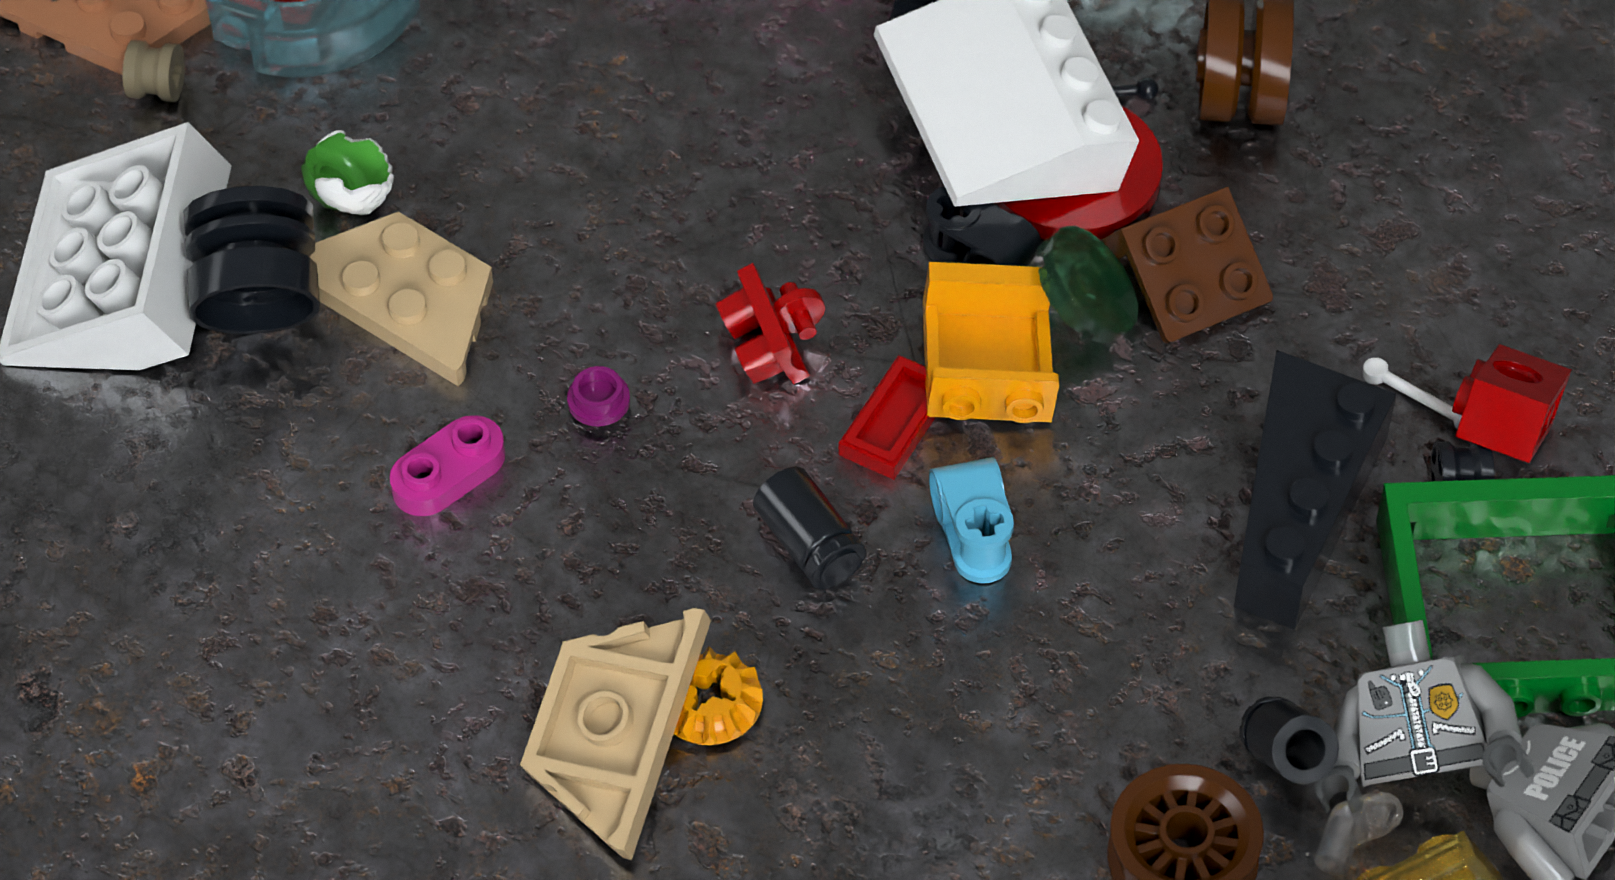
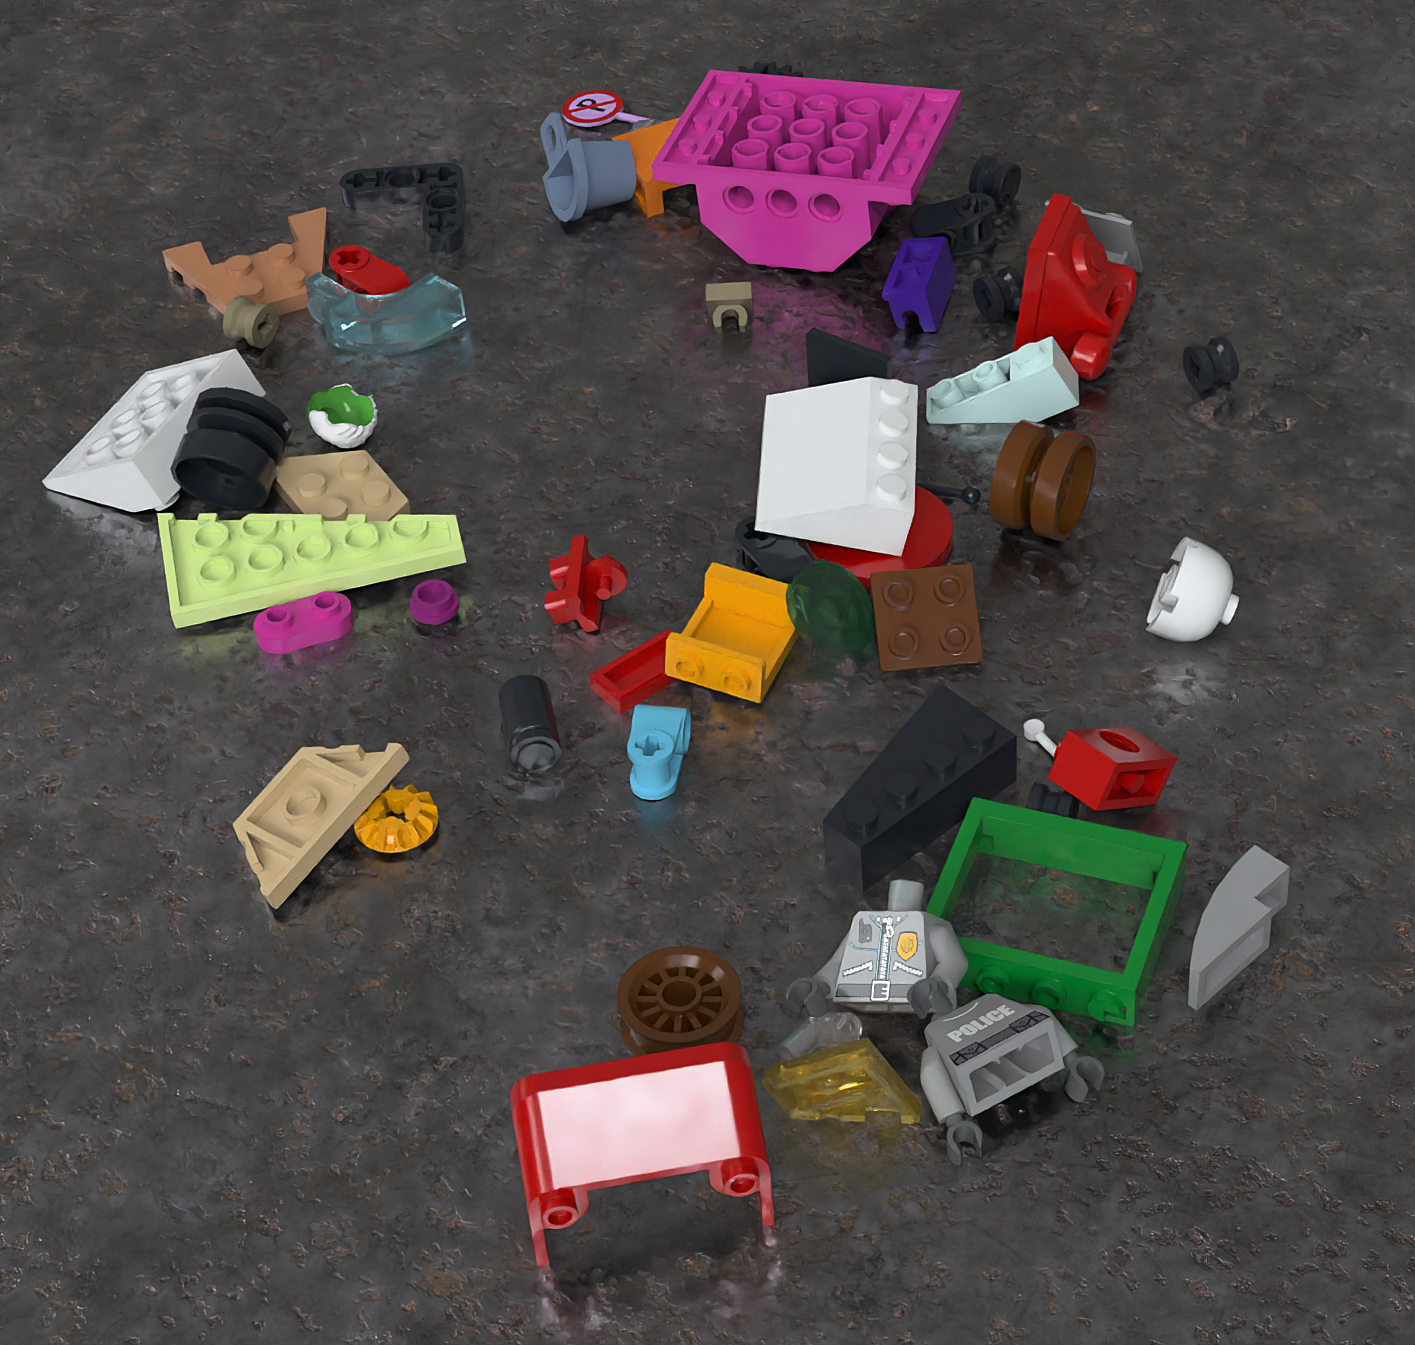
camera: 25 degrees right, 10 degrees down
(378, 390) = (277, 558): none -> yellowish green wing
(1289, 739) = (790, 951): black piece -> none
(1471, 158) = (1193, 594): none -> white cylinder

